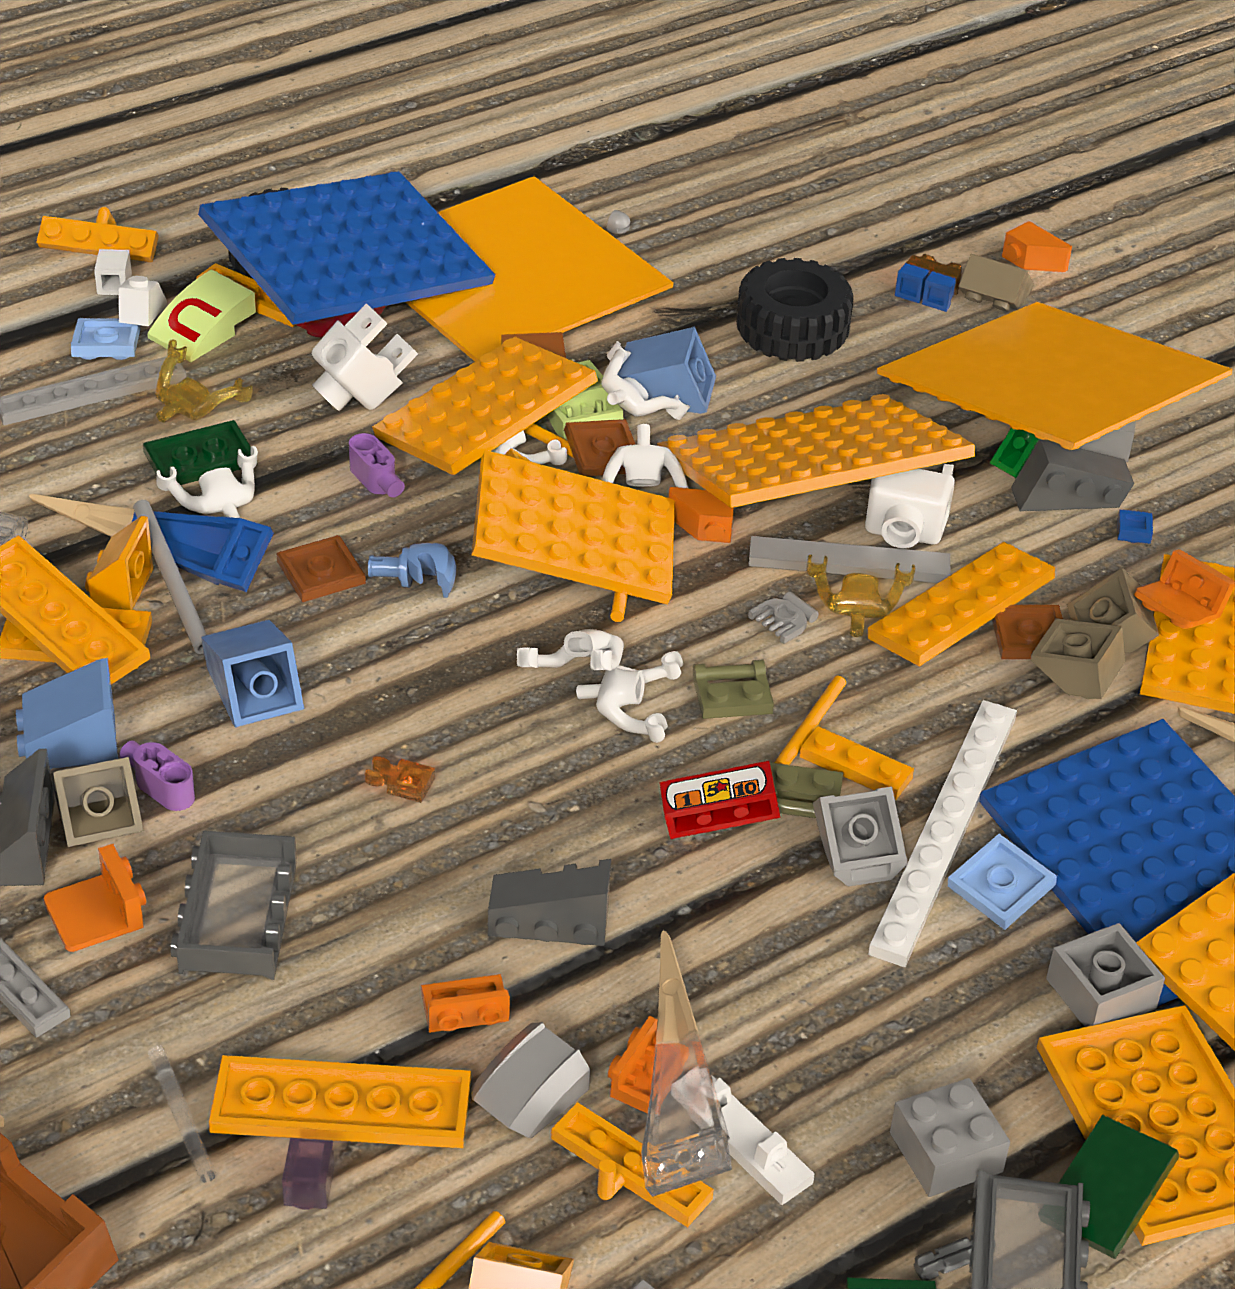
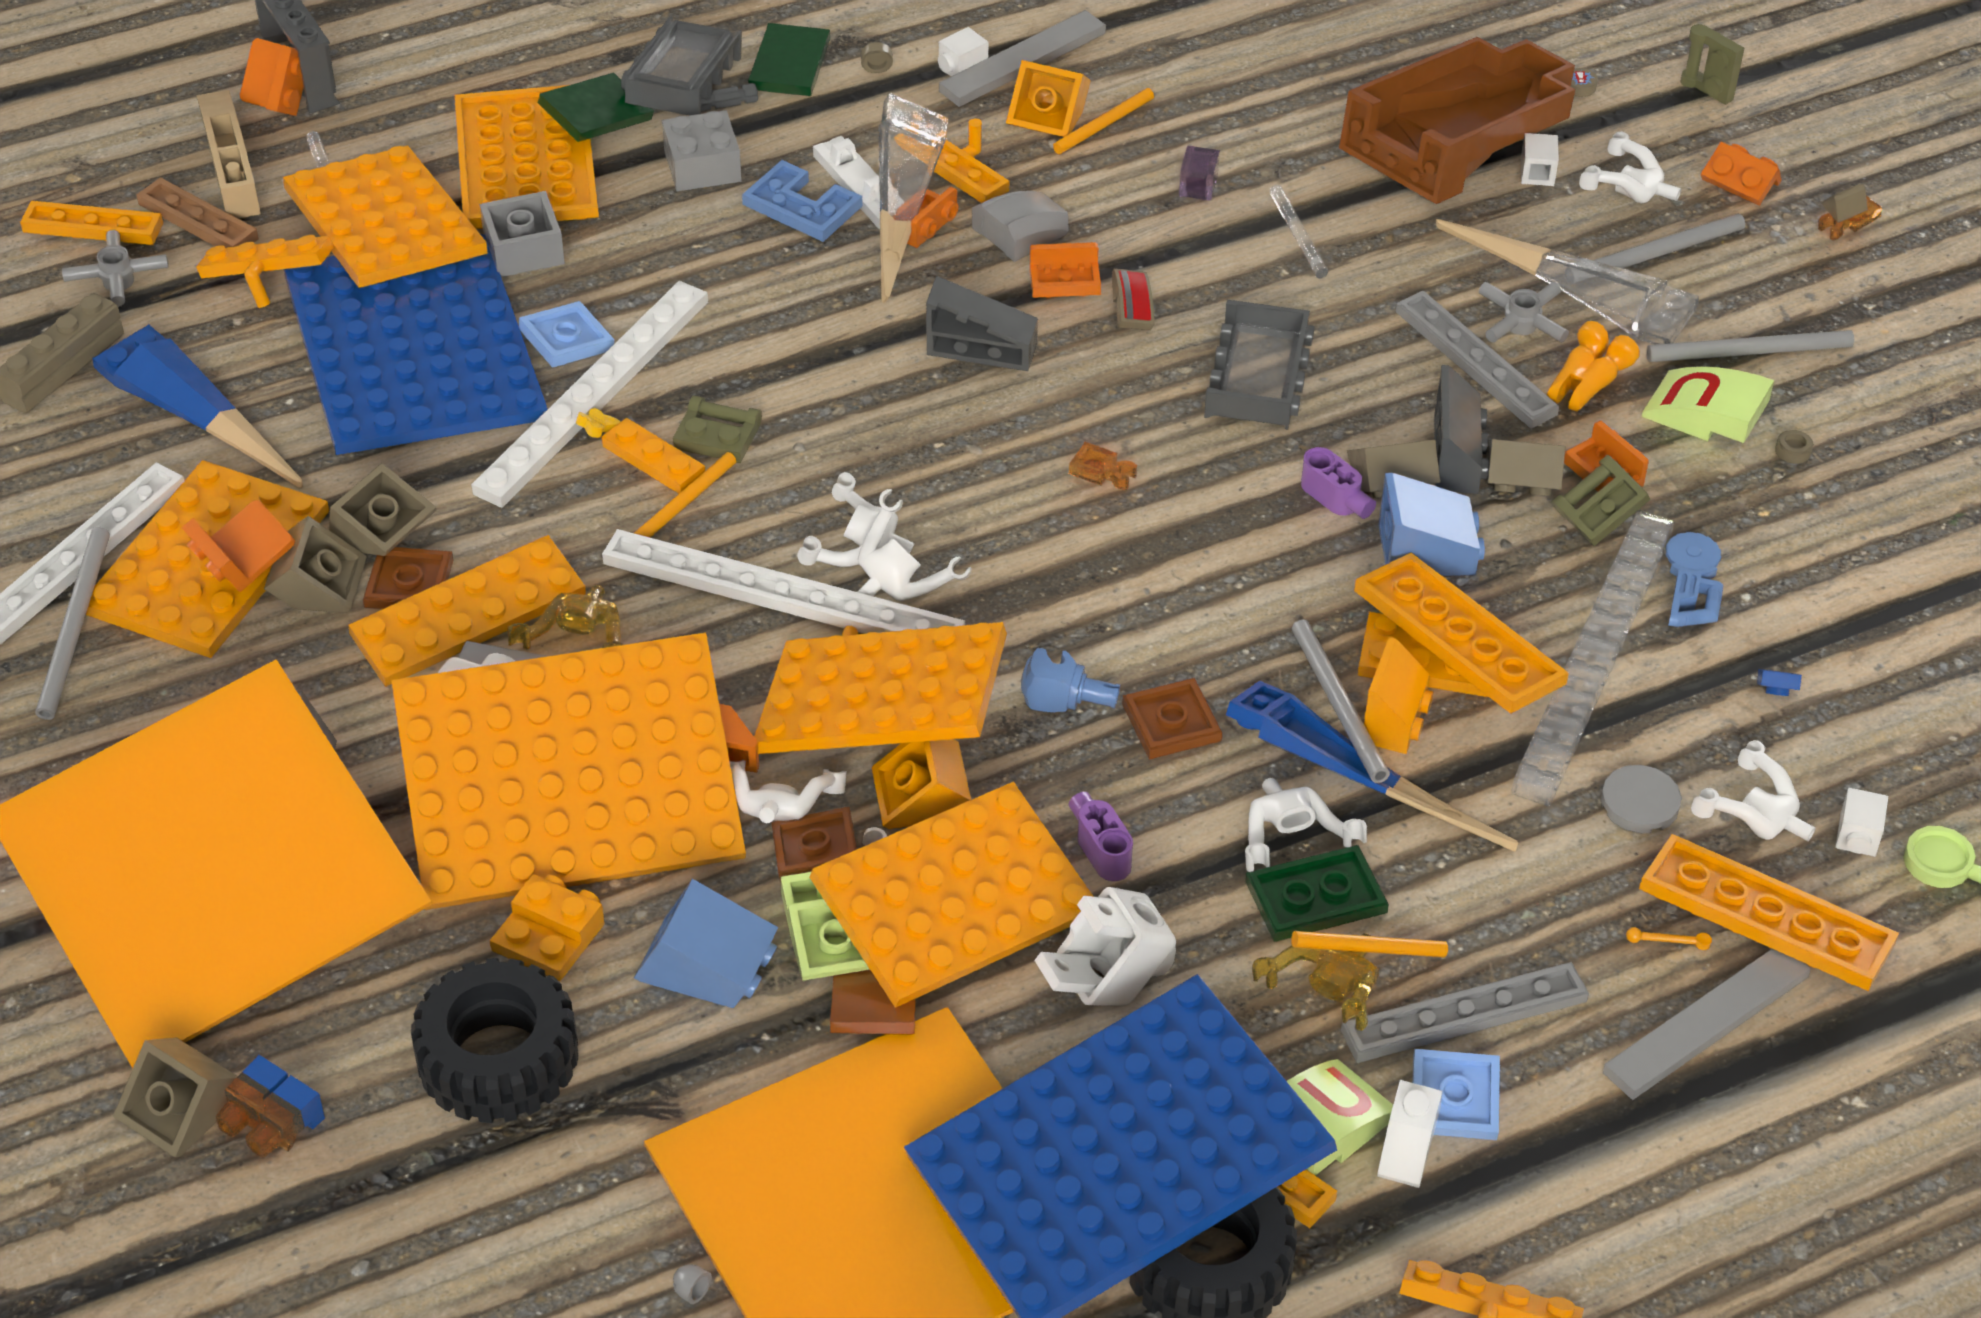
camera: 170 degrees left, 5 degrees up
(98, 906) = (1381, 376): orange bracket -> none
(112, 270) = (1459, 1218): white brick -> none
(160, 401) = (1369, 944): none -> light orange bar
(253, 672) = (1249, 575): medium blue slope -> none
(341, 1101) = (1172, 219): light orange plate -> none
(382, 979) = (1133, 299): none -> slope
(631, 394) = (770, 891): white piece -> none
(691, 635) = (765, 586): none -> white plate
(719, 799) = (804, 401): brick -> none
(733, 698) = (752, 535): olive plate -> none
(787, 391) = (549, 925): none -> light orange plate
(788, 614) = (665, 615): light grey piece -> none
(836, 1083) = (778, 198): none -> medium blue plate
(861, 836) = (682, 371): light grey slope -> none
(925, 780) = (596, 422): none -> yellow piece
(1036, 249) = (82, 1164): orange slope -> none
(1135, 526) = (214, 679): blue plate -> none

